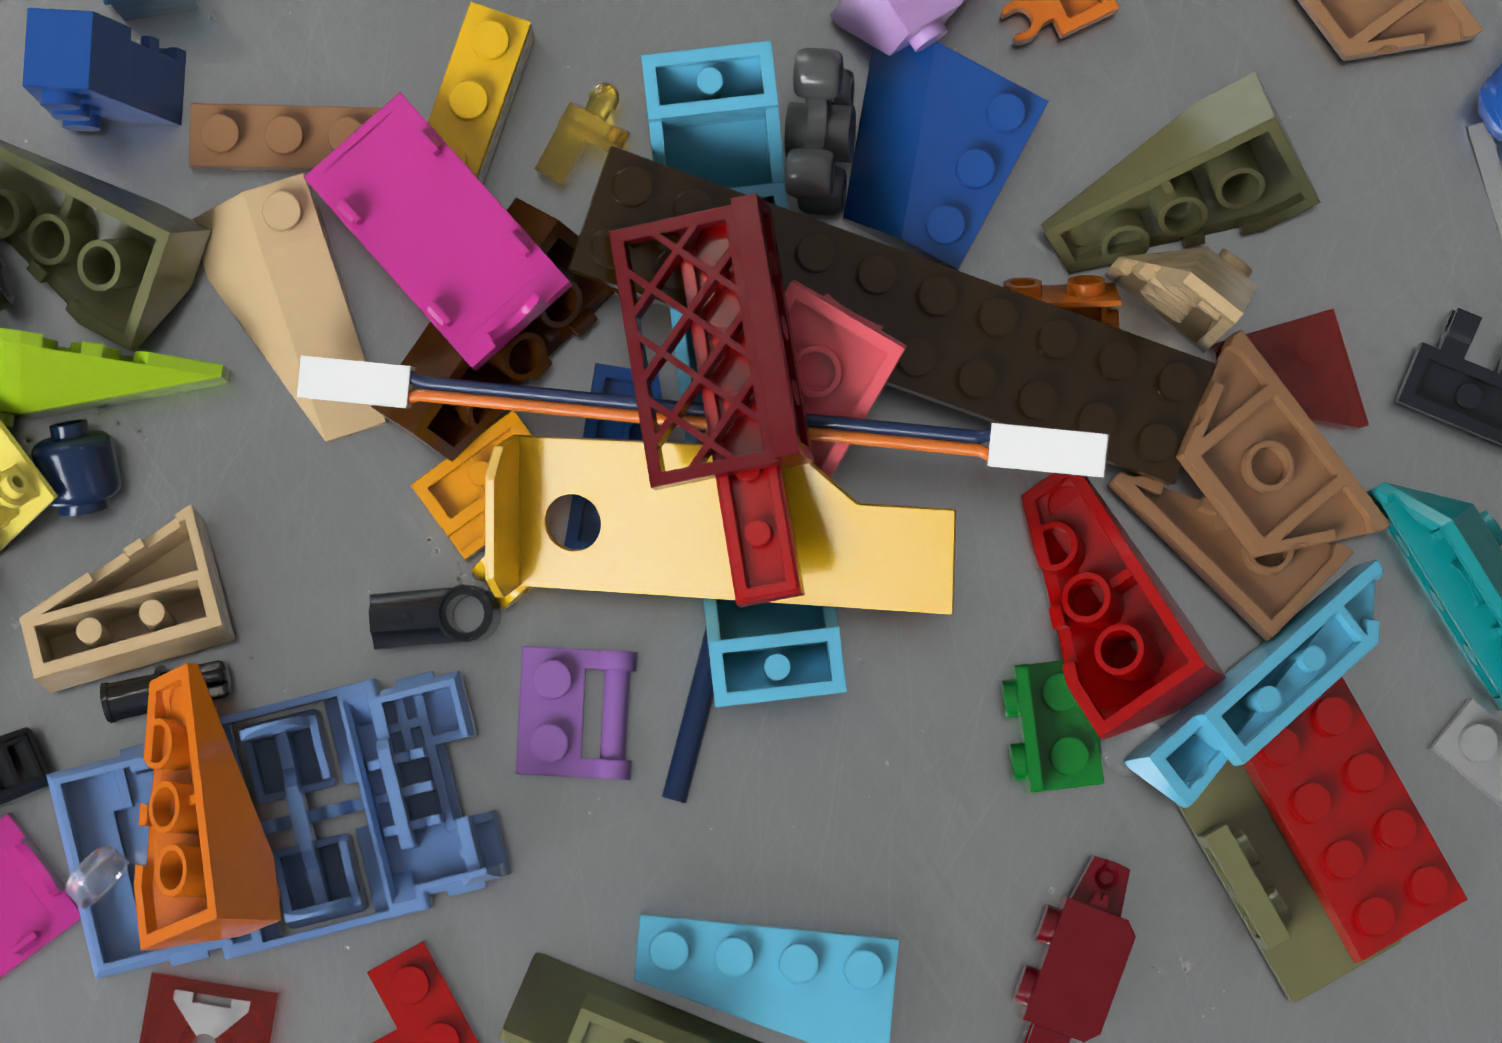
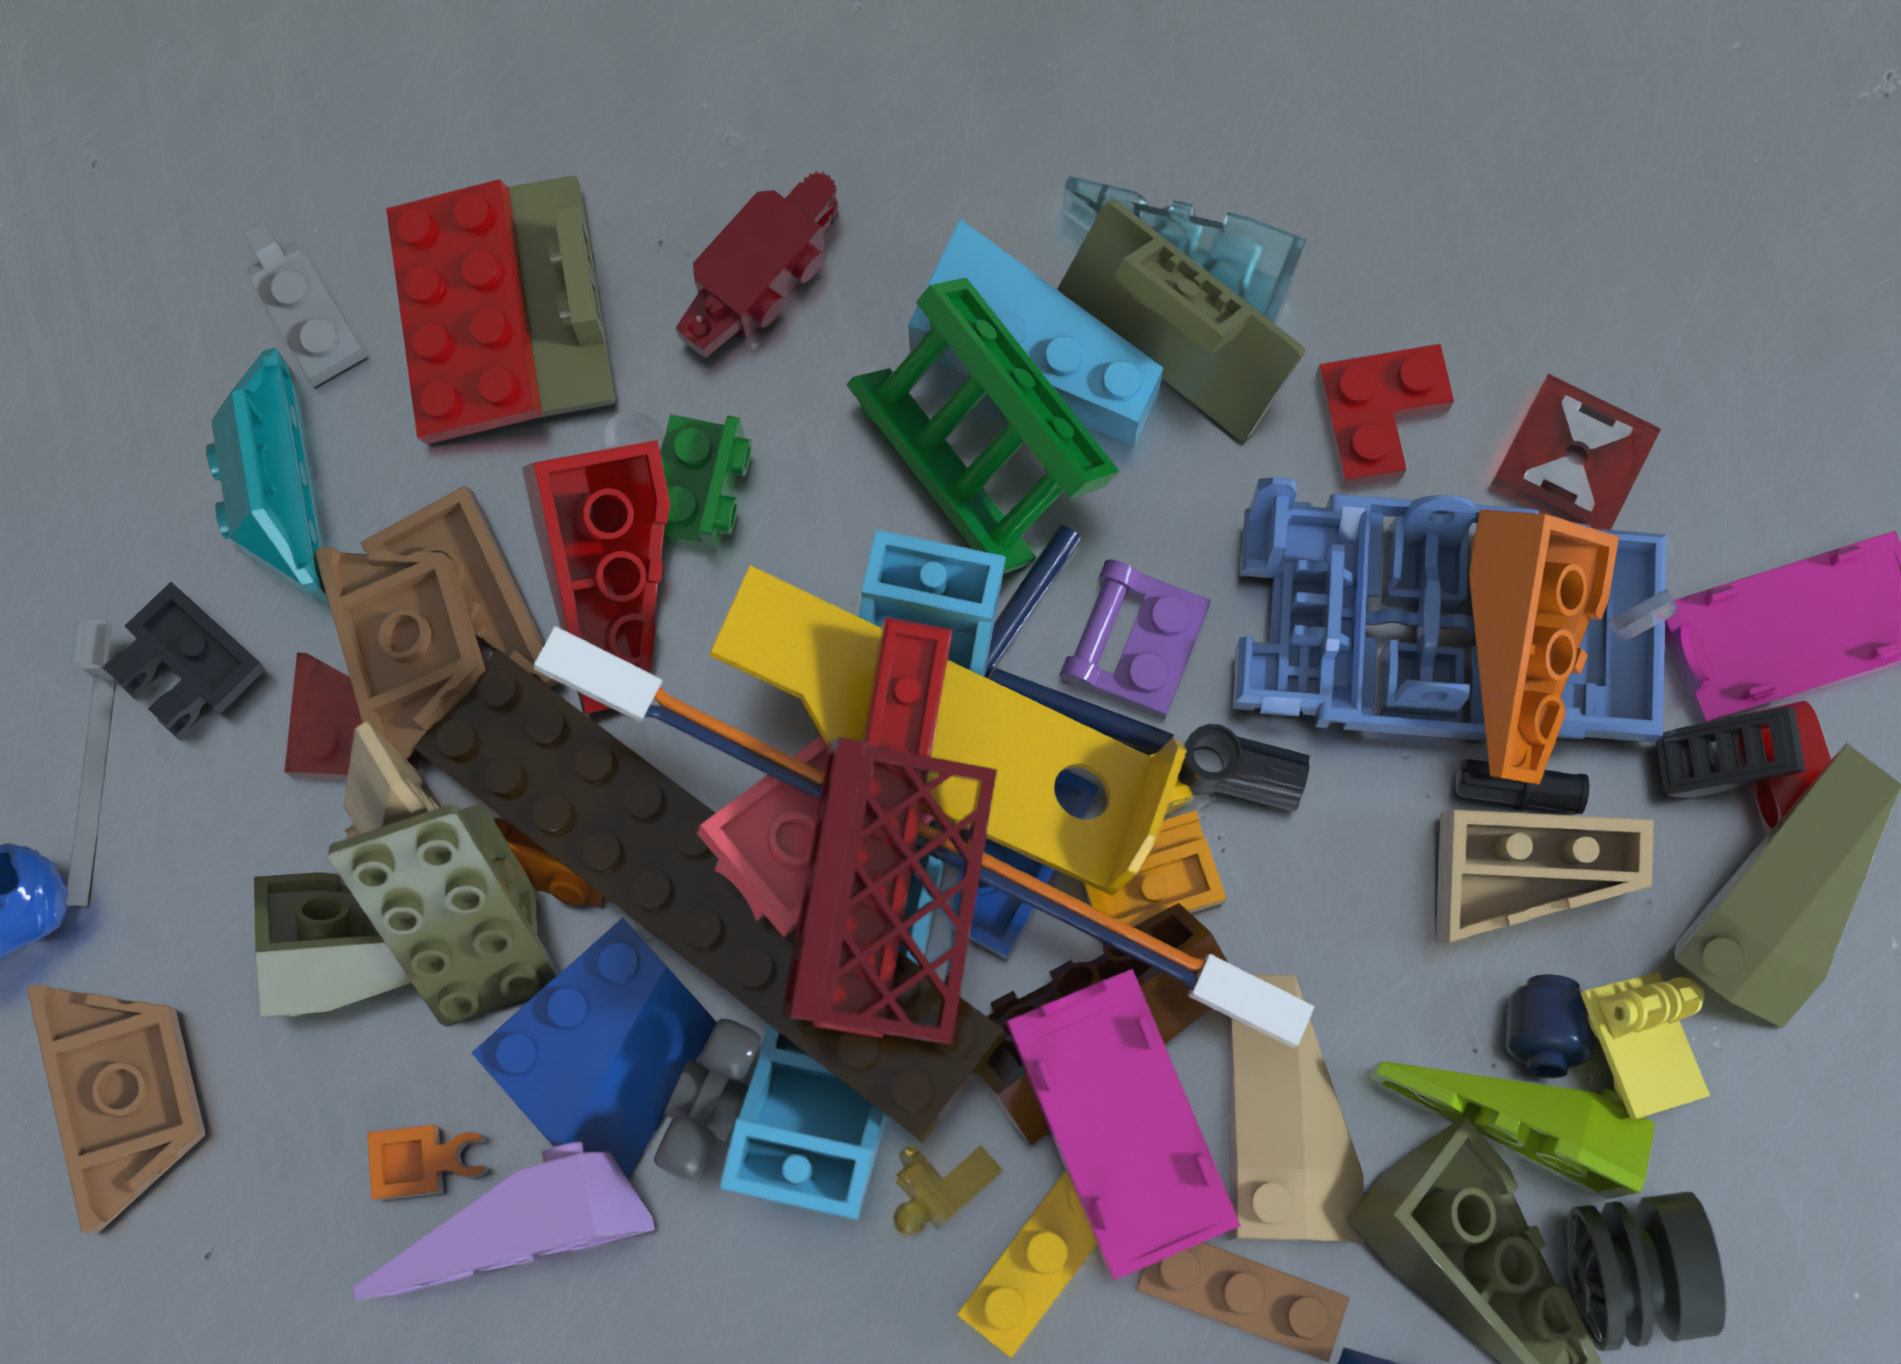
camera: 155 degrees left, 10 degrees down
(605, 623) = (1093, 716): none -> dark blue bar
(766, 895) = (1019, 390): none -> green fence
(1110, 216) = (450, 909): none -> olive bracket
(1263, 690) = (491, 439): medium azure wedge -> none

